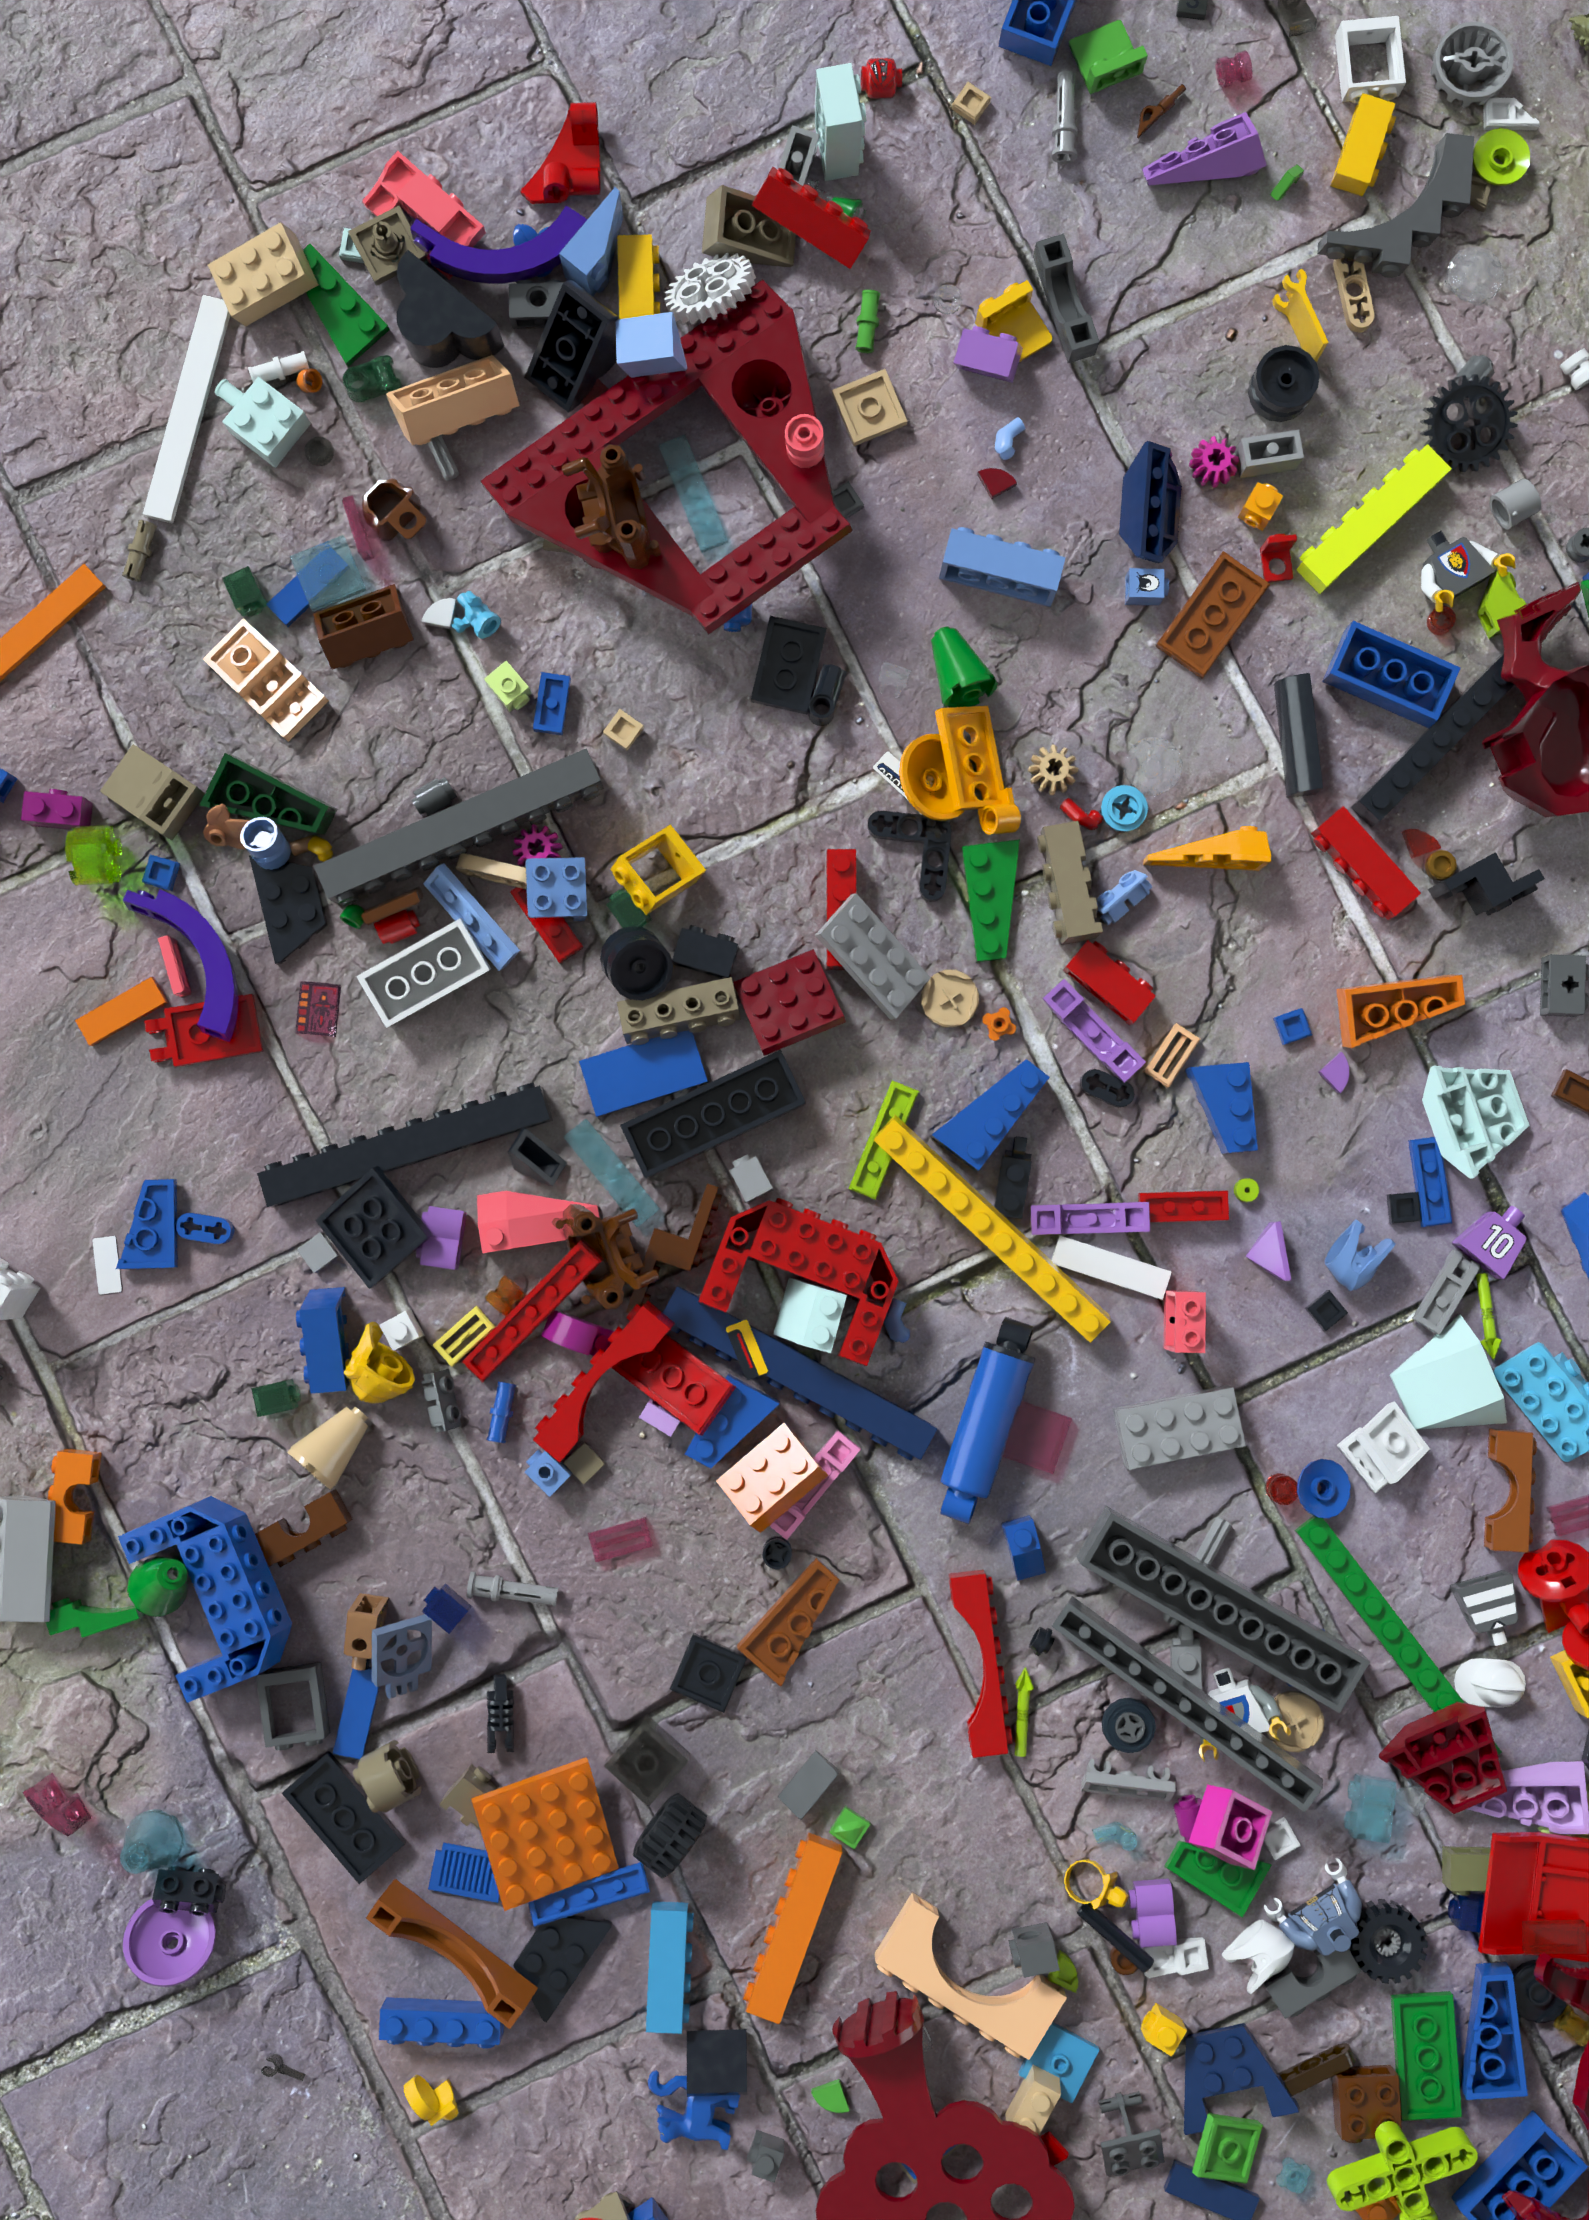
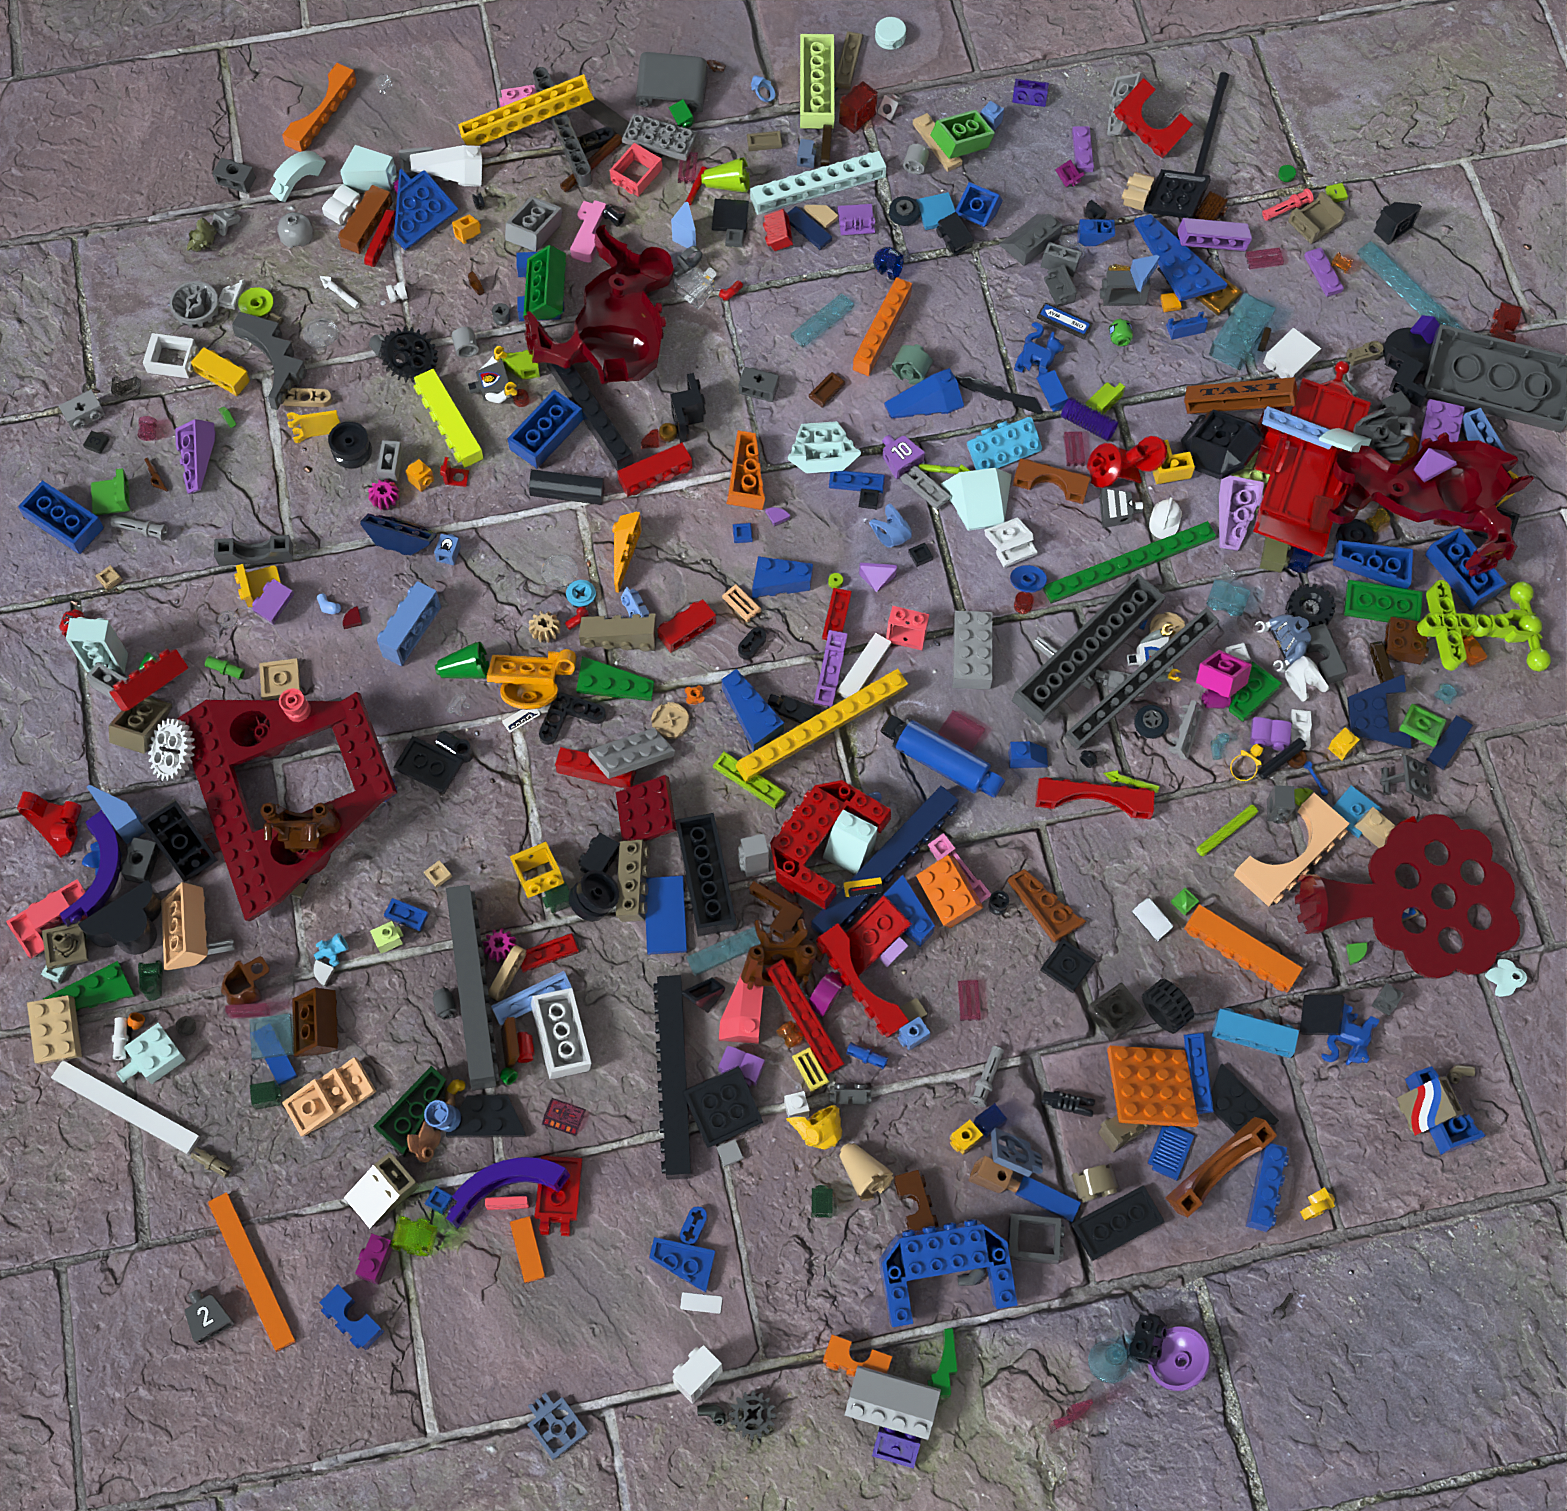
camera: 75 degrees left, 20 degrees down
(158, 1586) = (931, 1305): green cone -> none
(324, 1340) = (791, 1157): blue wedge -> none
(414, 1578) = (965, 1137): none -> yellow brick
(556, 888) = (530, 933): medium blue bracket -> none
(636, 276) = (146, 796): yellow brick -> none
(649, 345) = (198, 784): light blue slope -> none
(693, 493) = (299, 796): clear light blue tile -> none
(979, 1871) = (1227, 830): none -> lime axle
(1079, 2009) = (1308, 765): none -> blue hinge
(1093, 1031) = (716, 642): medium lavender slope -> none
(1212, 615) = (477, 518): dark orange tile -> none
(1450, 1756) = (1203, 545): dark red wedge -> none
(1569, 258) = (328, 283): none -> white piece

